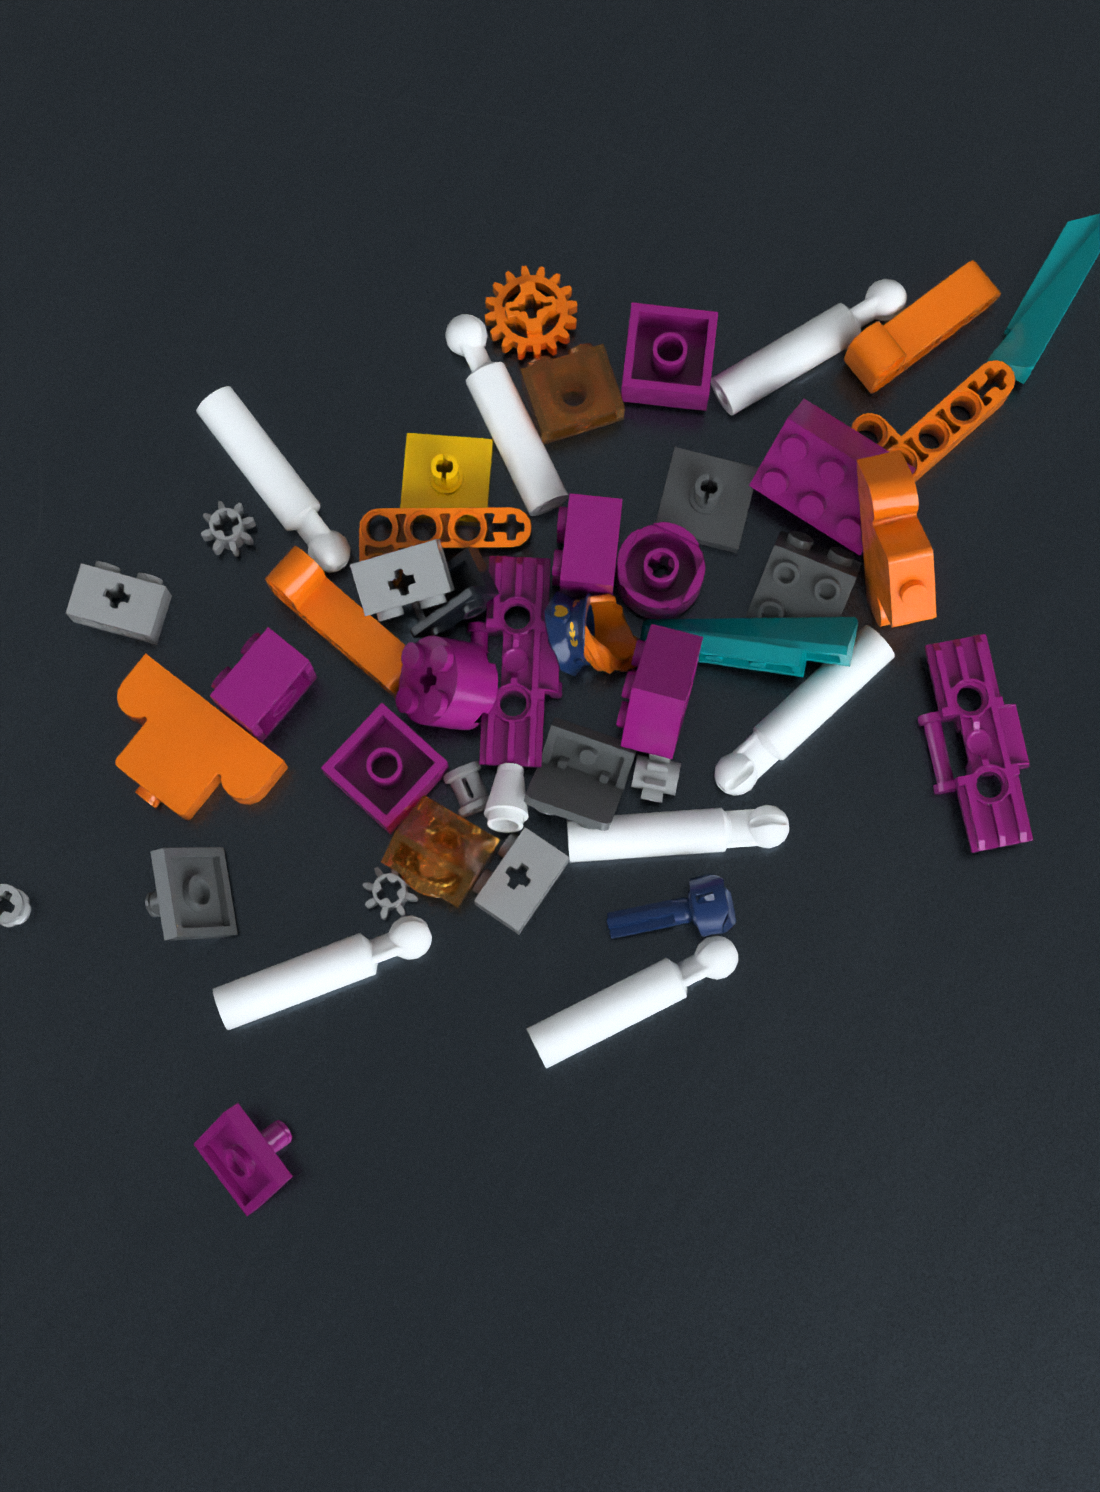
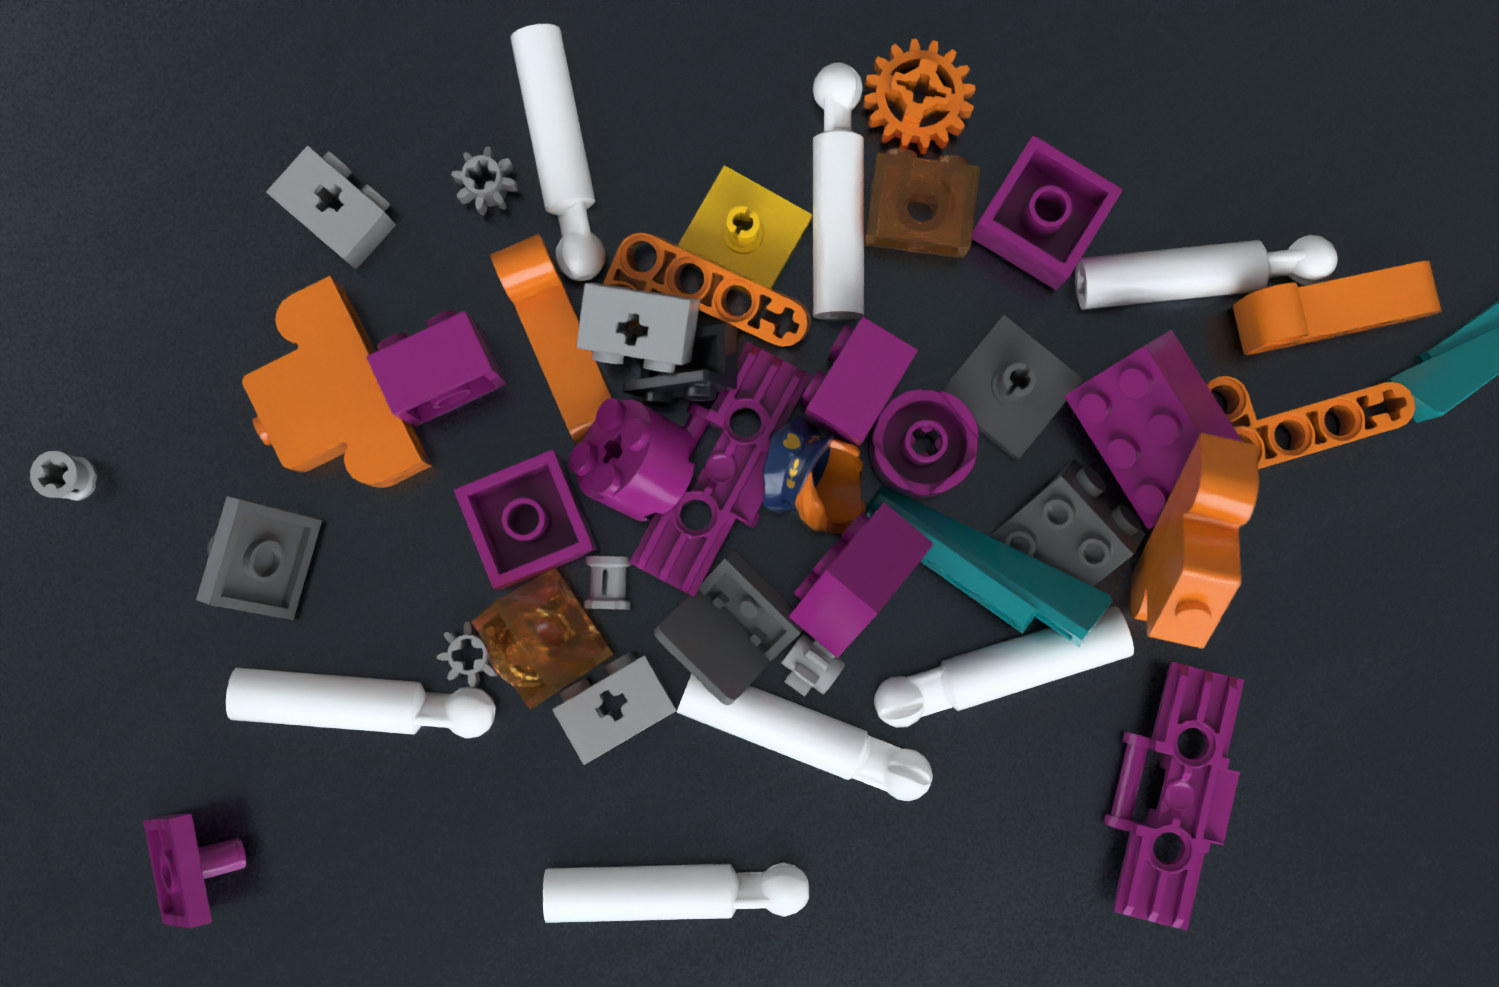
camera: 25 degrees right, 5 degrees up
(506, 803) = (639, 615): white cone -> none
(707, 906) = (769, 822): dark blue piece -> none

